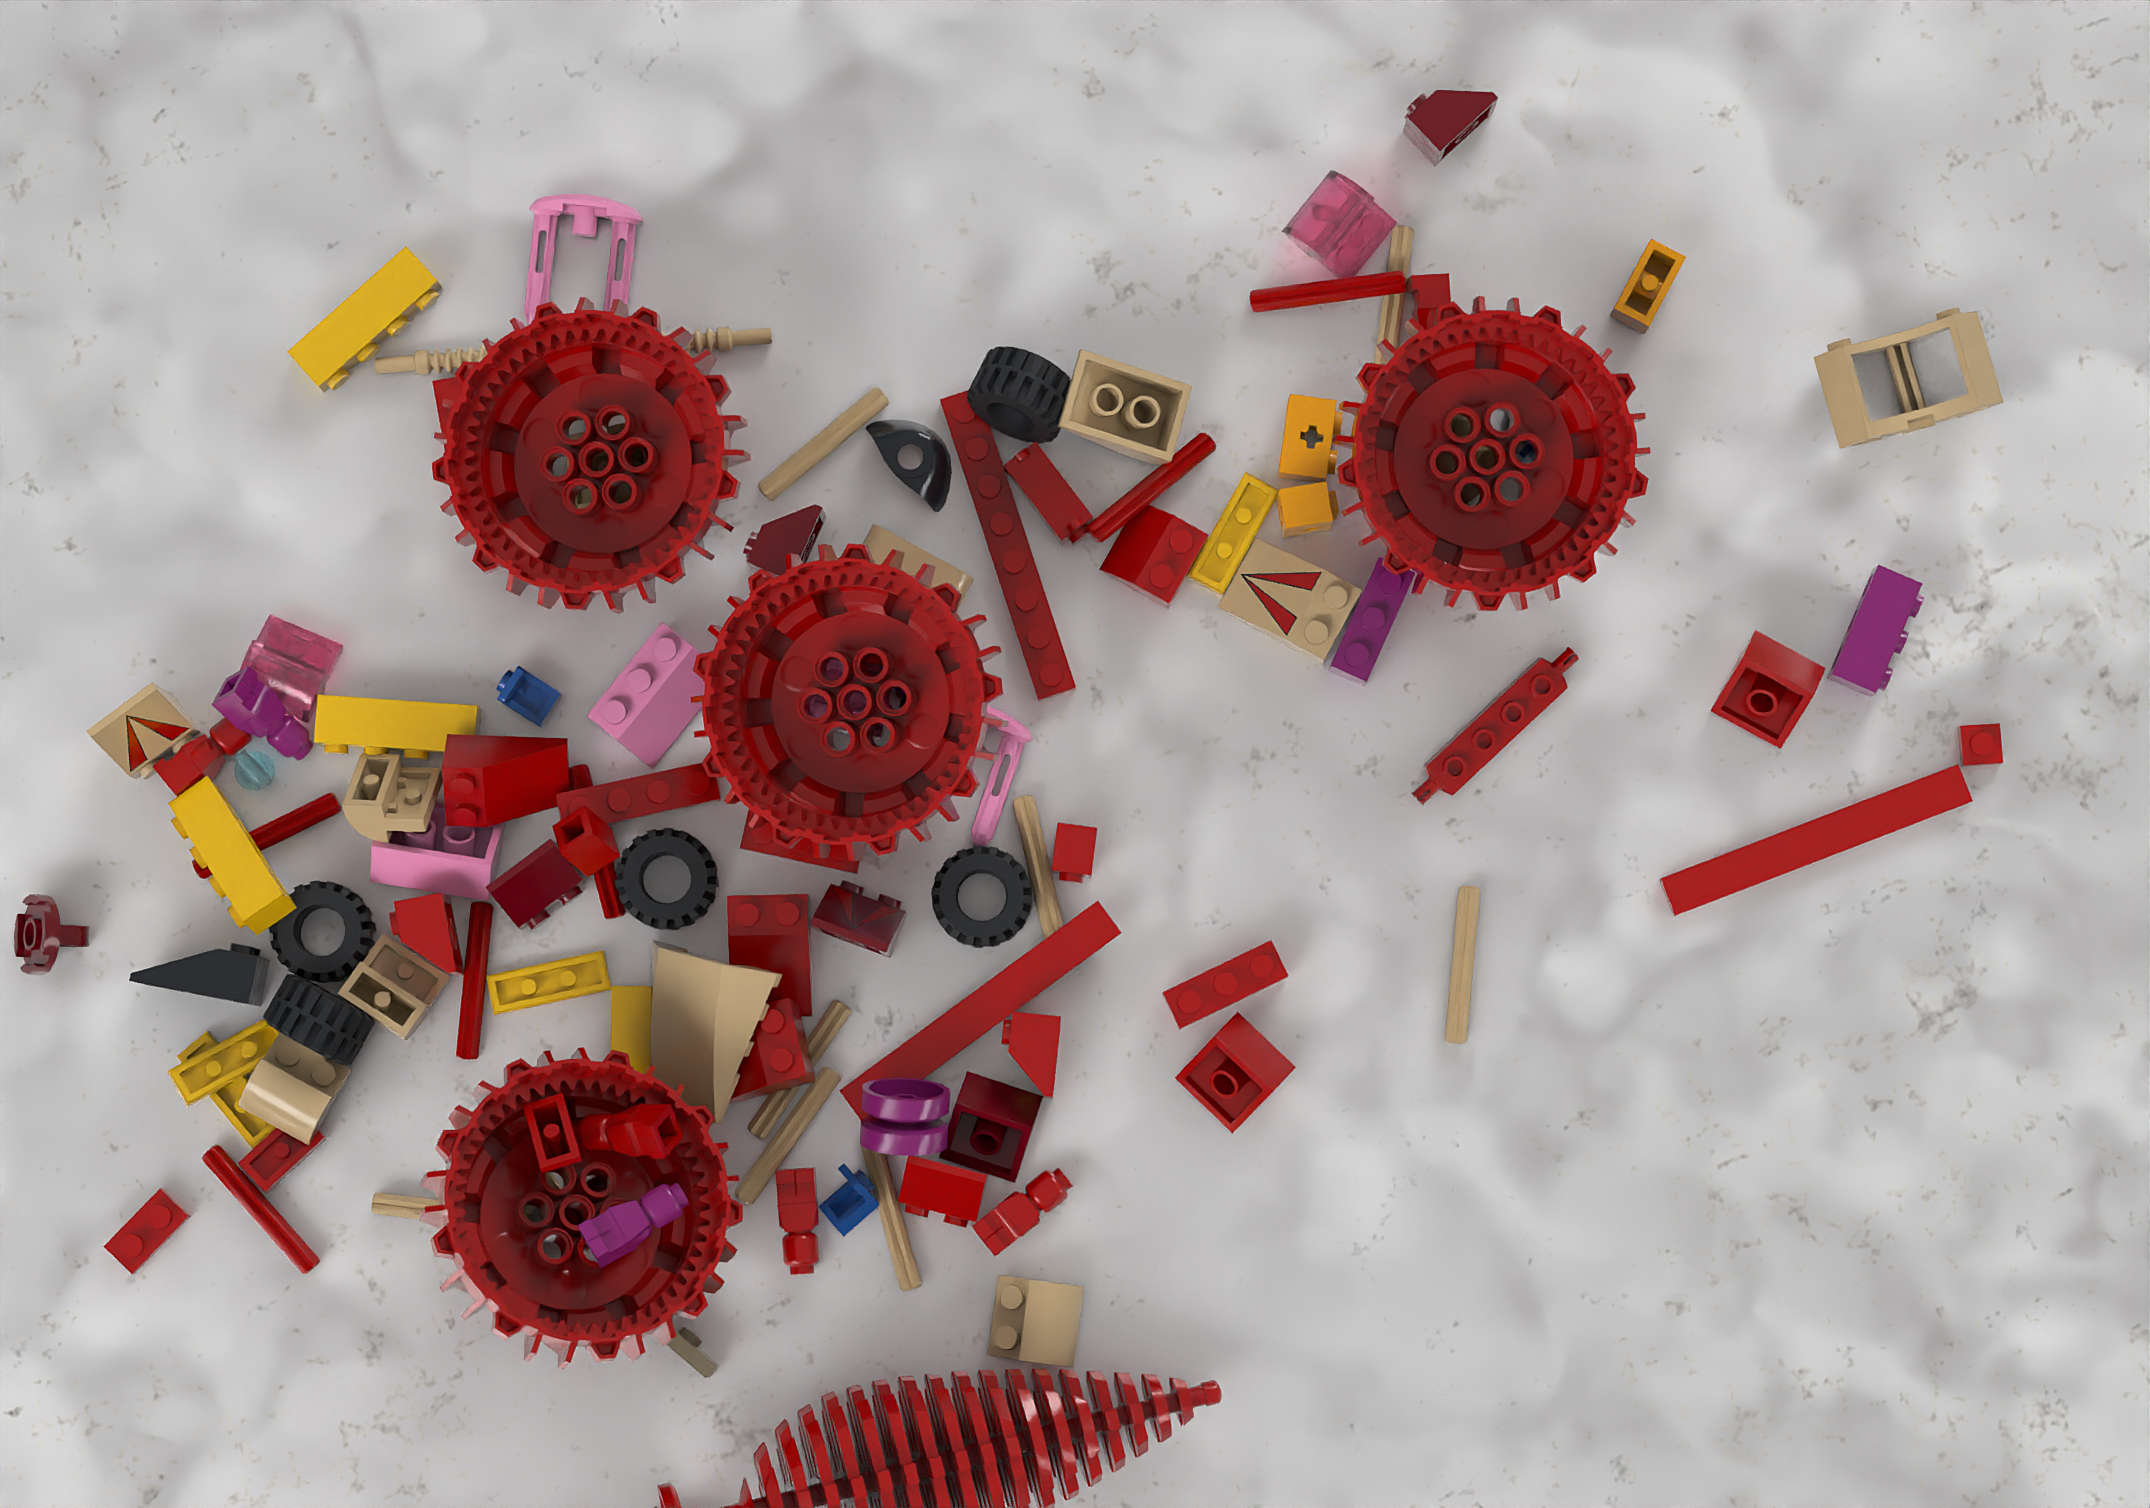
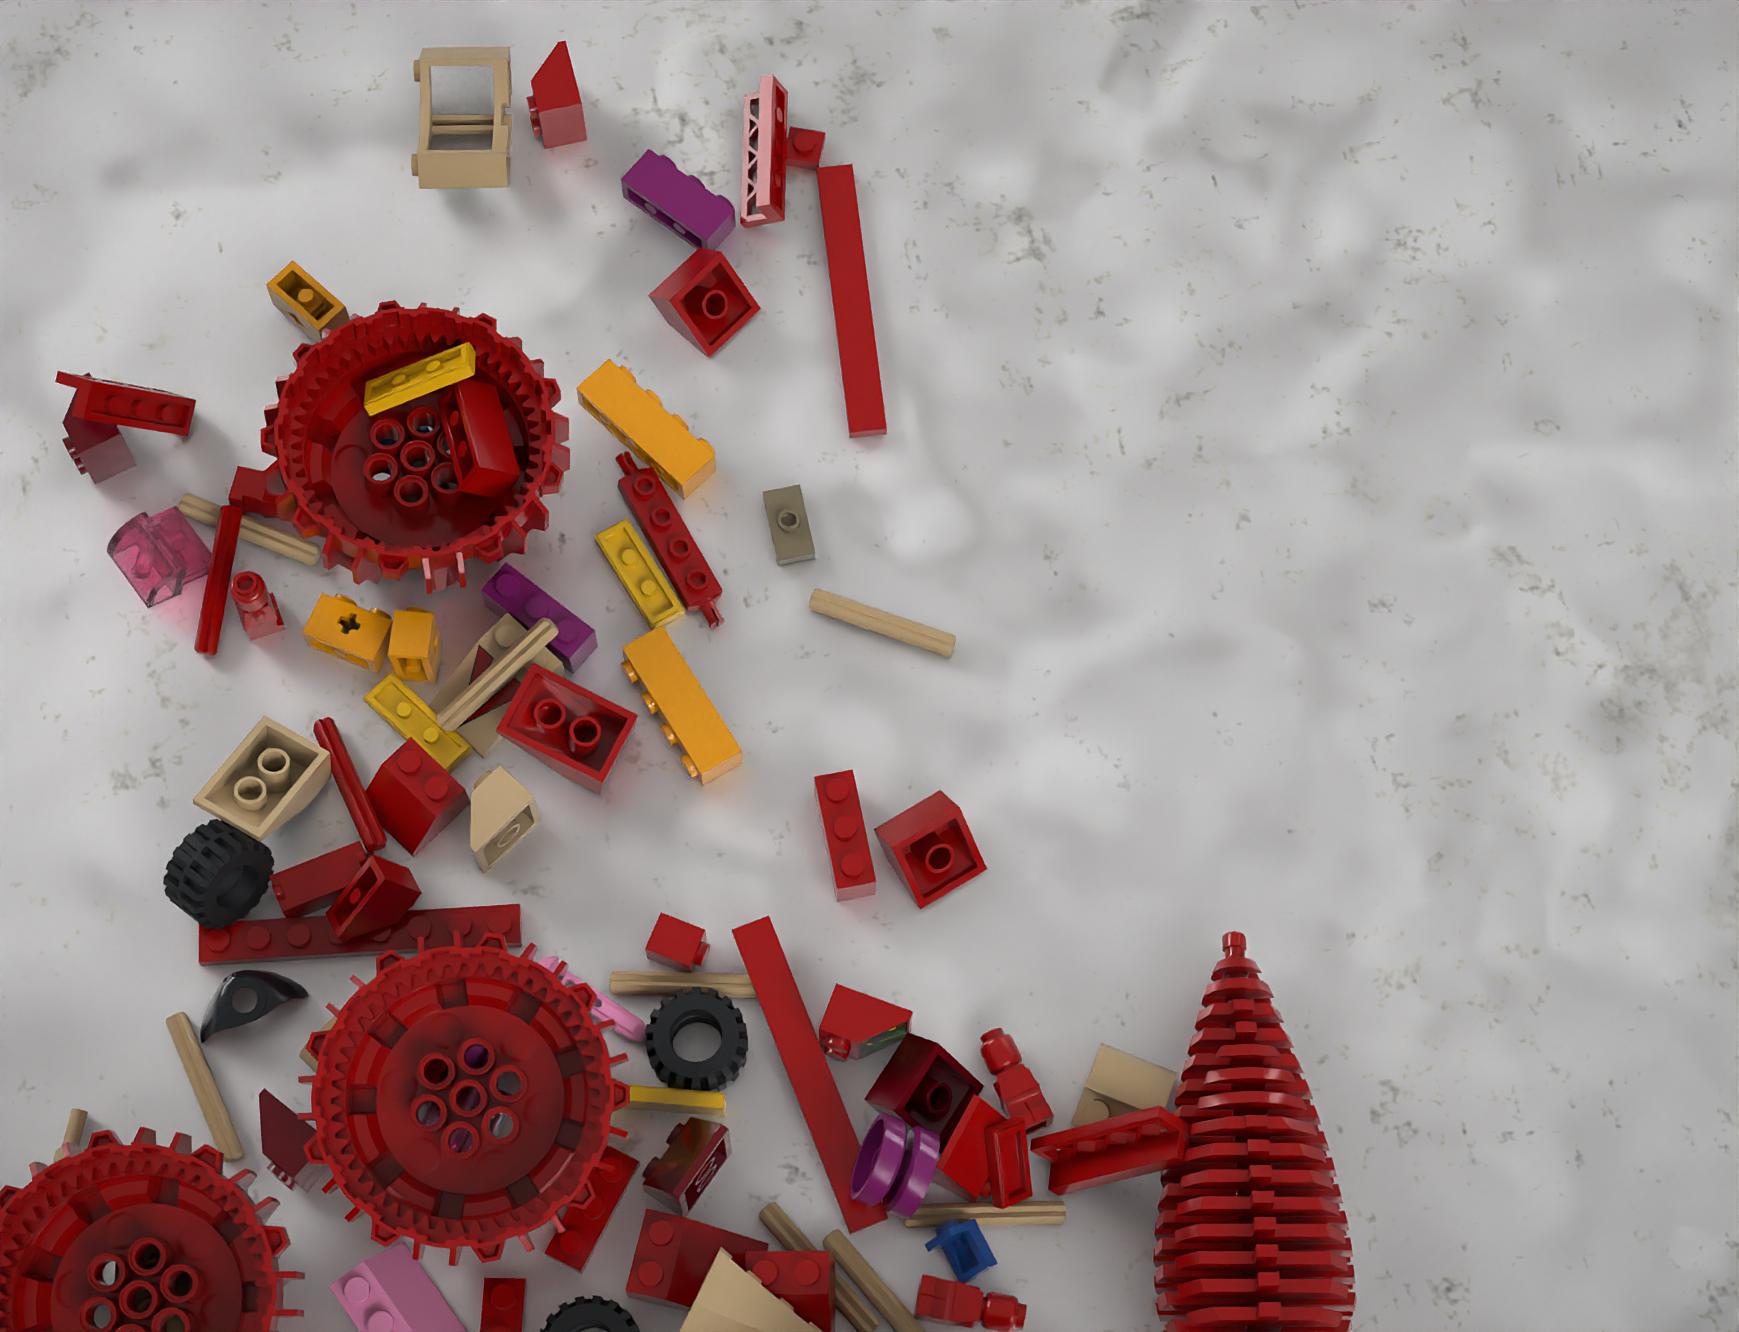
camera: 80 degrees left, 15 degrees down
(921, 887) = (677, 1100): none -> yellow tile
(939, 1223) = (1008, 1162): none -> red tile
(967, 1321) = (1113, 1149): none -> red fence
(1038, 548) = (373, 899): none -> red slope
(1151, 642) = (499, 816): none -> tan slope
(1259, 683) = (567, 727): none -> red slope
(1292, 600) = (497, 674): none -> tan axle
(1305, 340) = (255, 605): none -> red piece
(1318, 788) = (682, 706): none -> light orange brick
(1449, 706) = (639, 574): none -> yellow tile
(1477, 147) = (129, 404): none -> red fence
(1517, 513) = (478, 438): none -> red brick
(1543, 843) = (789, 525): none -> dark tan plate
(1563, 436) = (419, 378): none -> yellow tile
(1607, 670) = (647, 428): none -> light orange brick
(1952, 470) = (556, 101): none -> red slope
(1957, 711) = (771, 154): none -> fence

